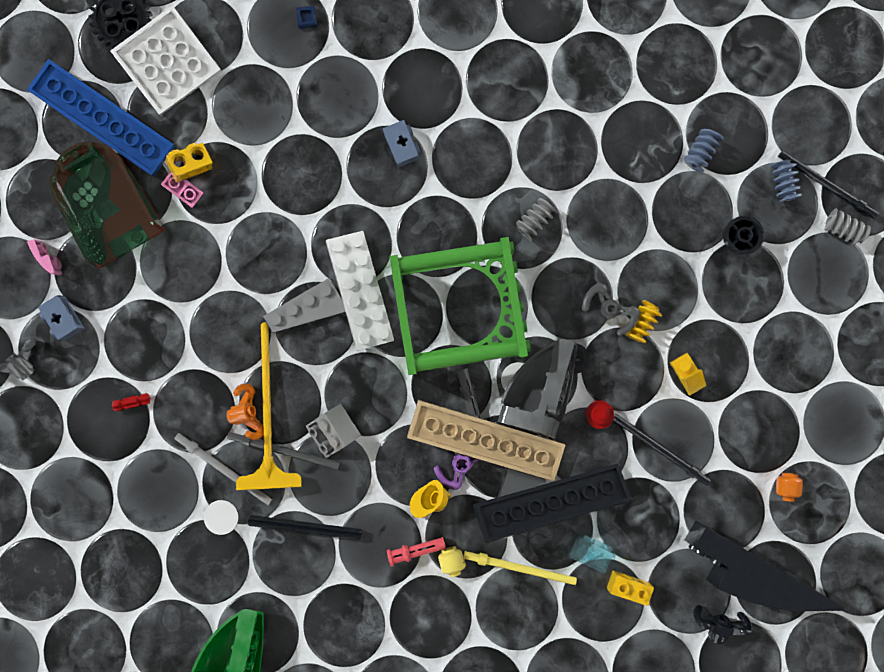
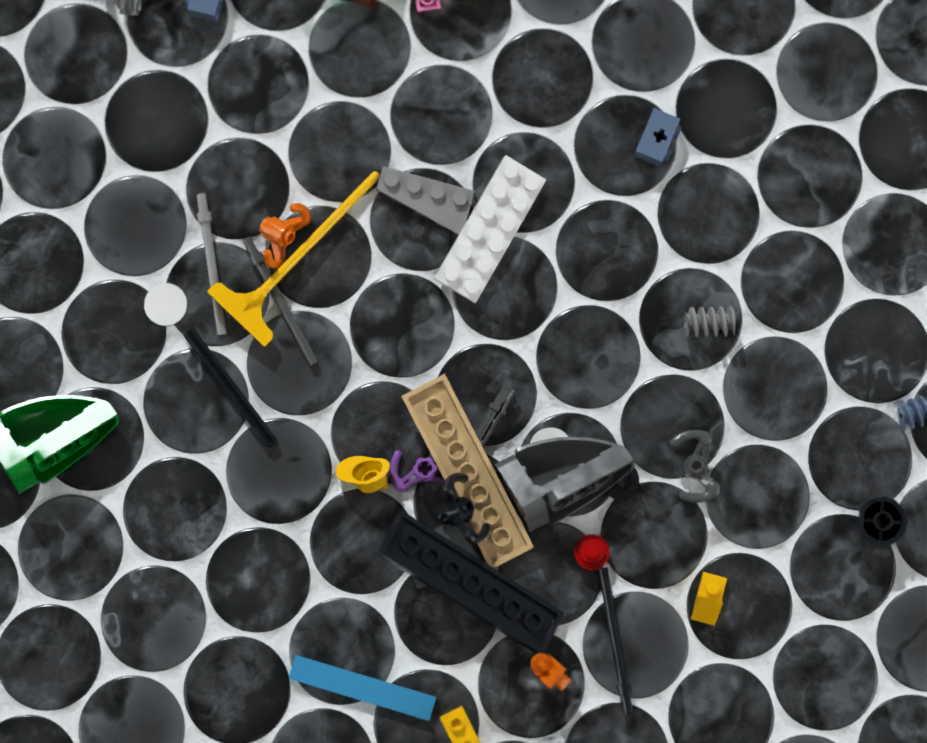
camera: 50 degrees right, 5 degrees down
(131, 402) = (192, 125): red axle -> none
(333, 430) = (341, 327): light grey slope -> none
(405, 551) = (295, 500): coral pin -> none
(451, 561) = (327, 548): light yellow head -> none
(483, 559) = (356, 575): light yellow bar -> none
(496, 251) = (573, 406): bright green arch -> none
(506, 468) = (460, 510): none -> black piece
(548, 617) = (362, 687): none -> dark azure tile
(592, 554) = (458, 670): clear light blue bracket -> none
(644, 321) = (715, 509): yellow piece -> none
(645, 505) = (549, 671): none -> orange hips

